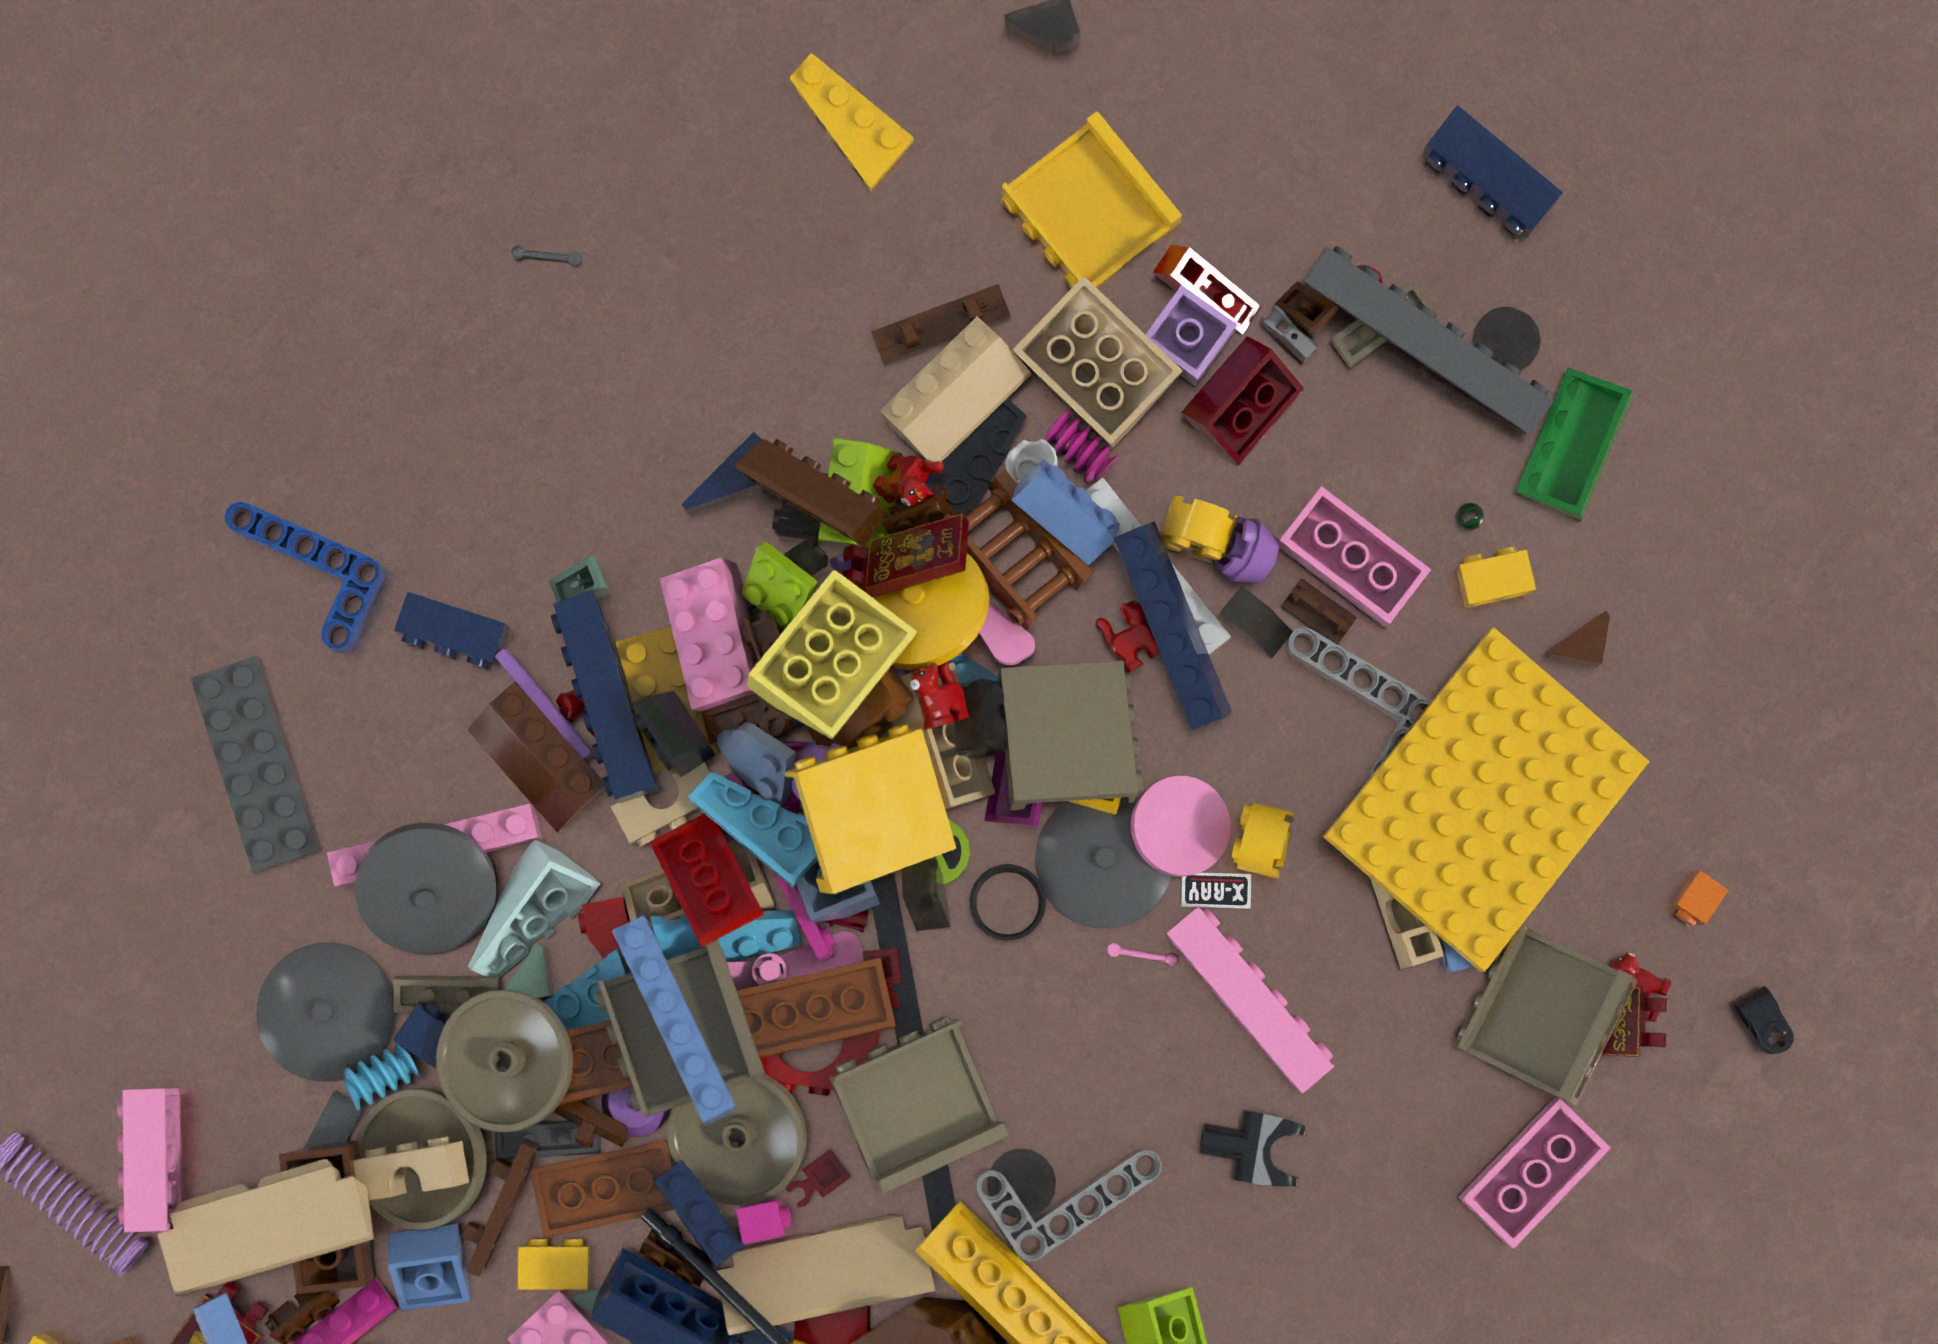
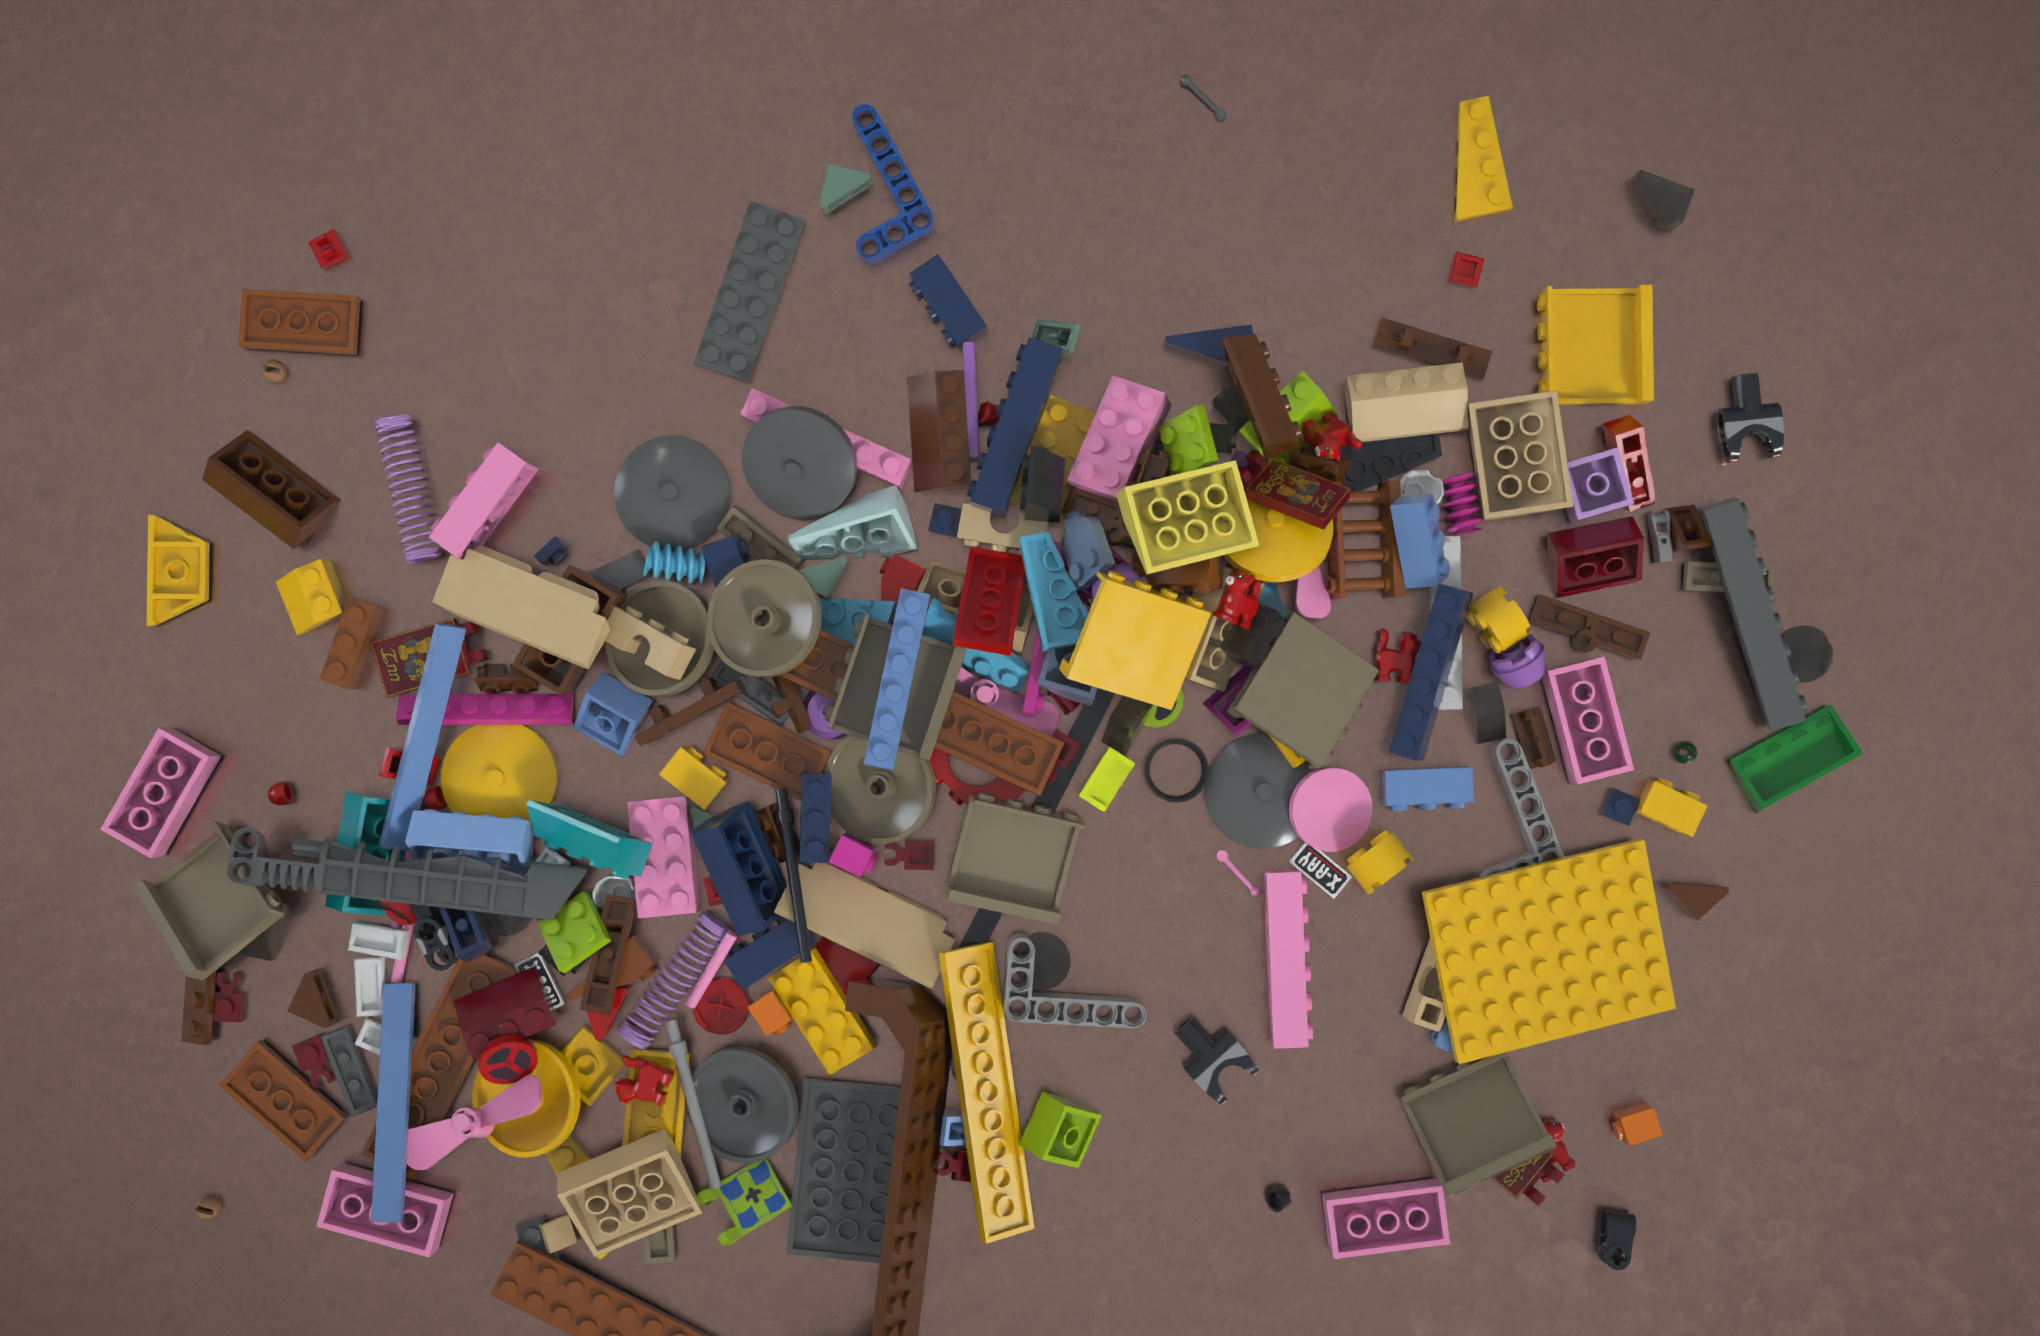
camera: 40 degrees right, 5 degrees up
(253, 1157) = (551, 552): none -> dark blue plate
(266, 597) = (841, 185): none -> sand green slope
(606, 836) = (945, 520): none -> dark blue plate
(915, 227) = (1466, 269): none -> red tile
(948, 962) = (1106, 779): none -> neon yellow hinge
(1255, 735) = (1427, 787): none -> medium blue brick
(1284, 162) = (1749, 417): none -> black connector
(1289, 470) = (1589, 628): none -> reddish brown hinge
(1420, 1242) = (1275, 1204): none -> black hinge
(1449, 613) = (1620, 806): none -> dark blue plate
(1491, 172) = (1886, 533): dark blue slope -> none

